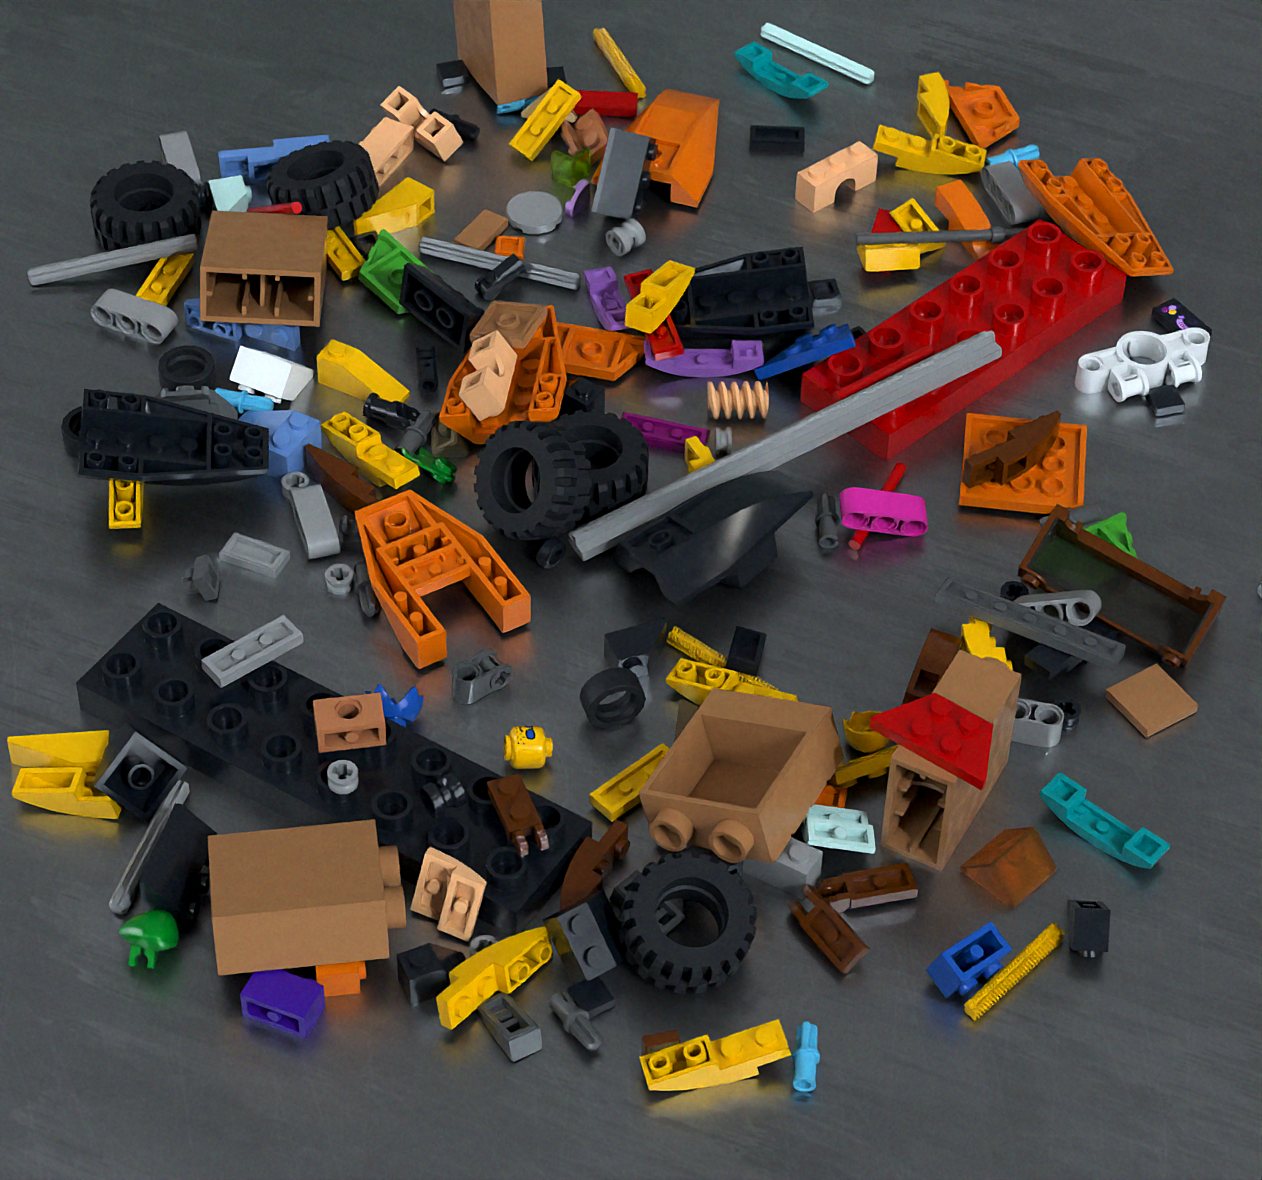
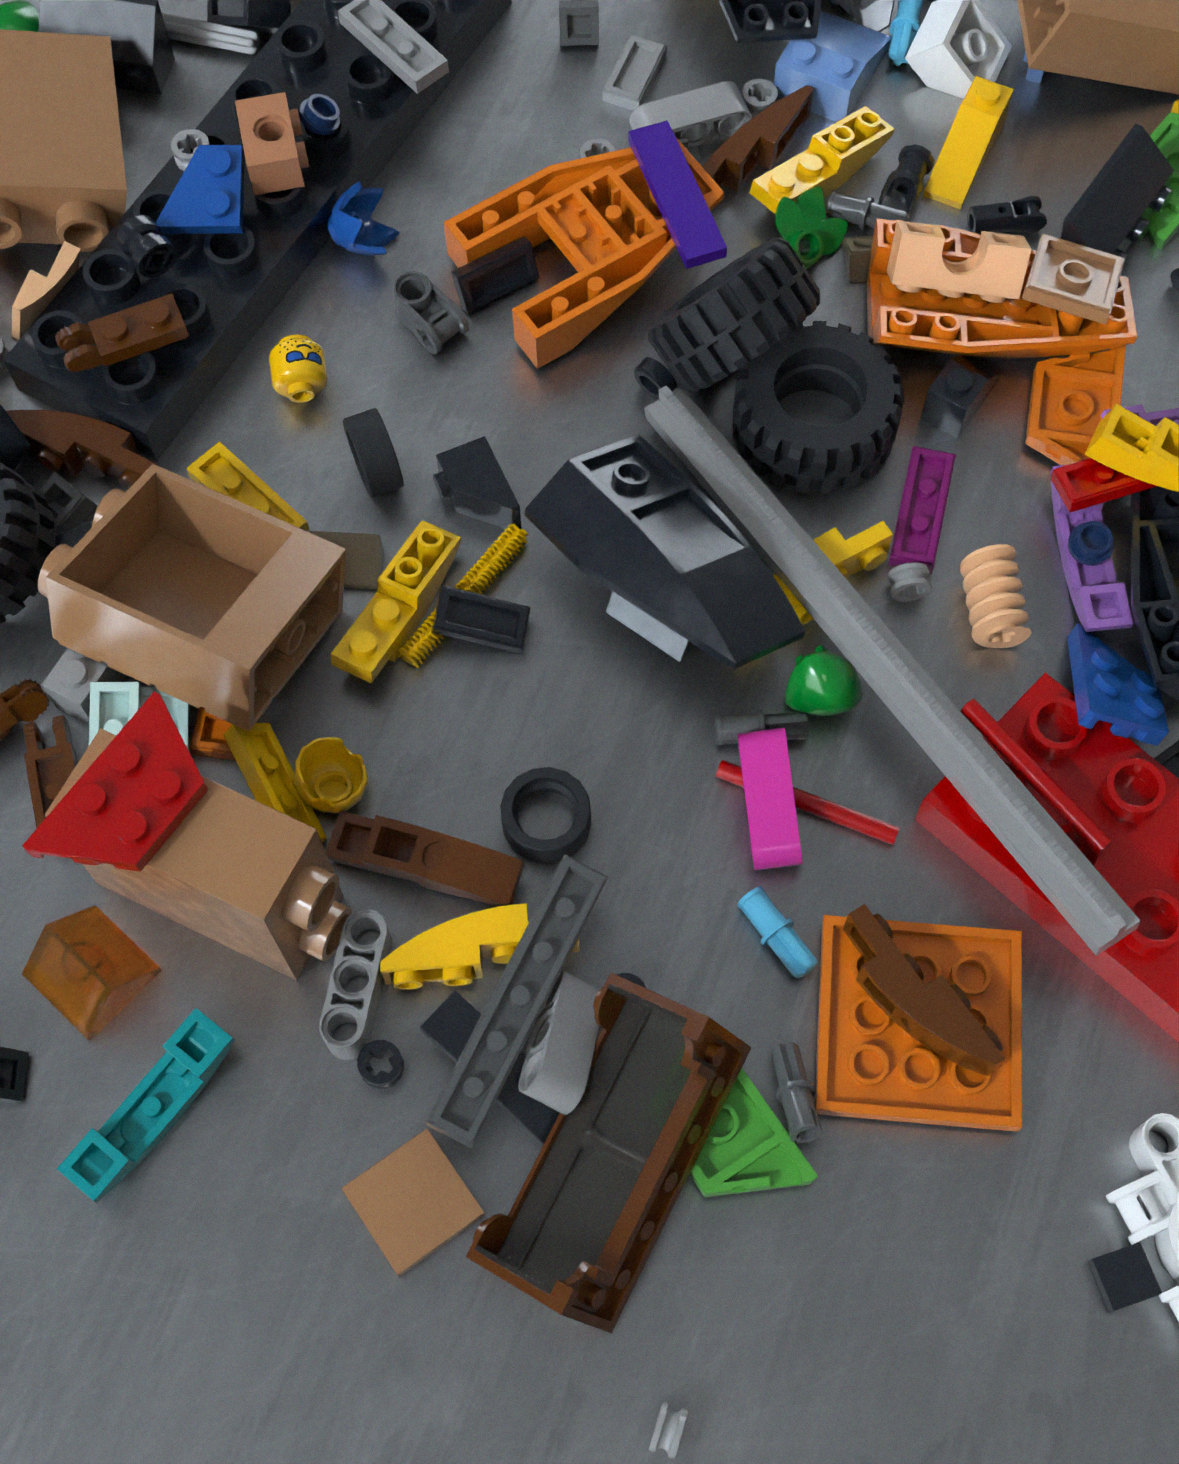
camera: 90 degrees right, 20 degrees up
(321, 690) = (320, 114): none -> dark blue plate
(391, 759) = (208, 193): none -> blue wing
(412, 509) = (677, 194): none -> dark purple tile
(451, 635) = (495, 274): none -> black tile
(701, 351) = (1091, 543): none -> dark blue plate
(809, 475) = (823, 684): none -> green piece
(892, 642) = (538, 781): none -> black tyre
(967, 523) = (777, 932): none -> medium azure axle

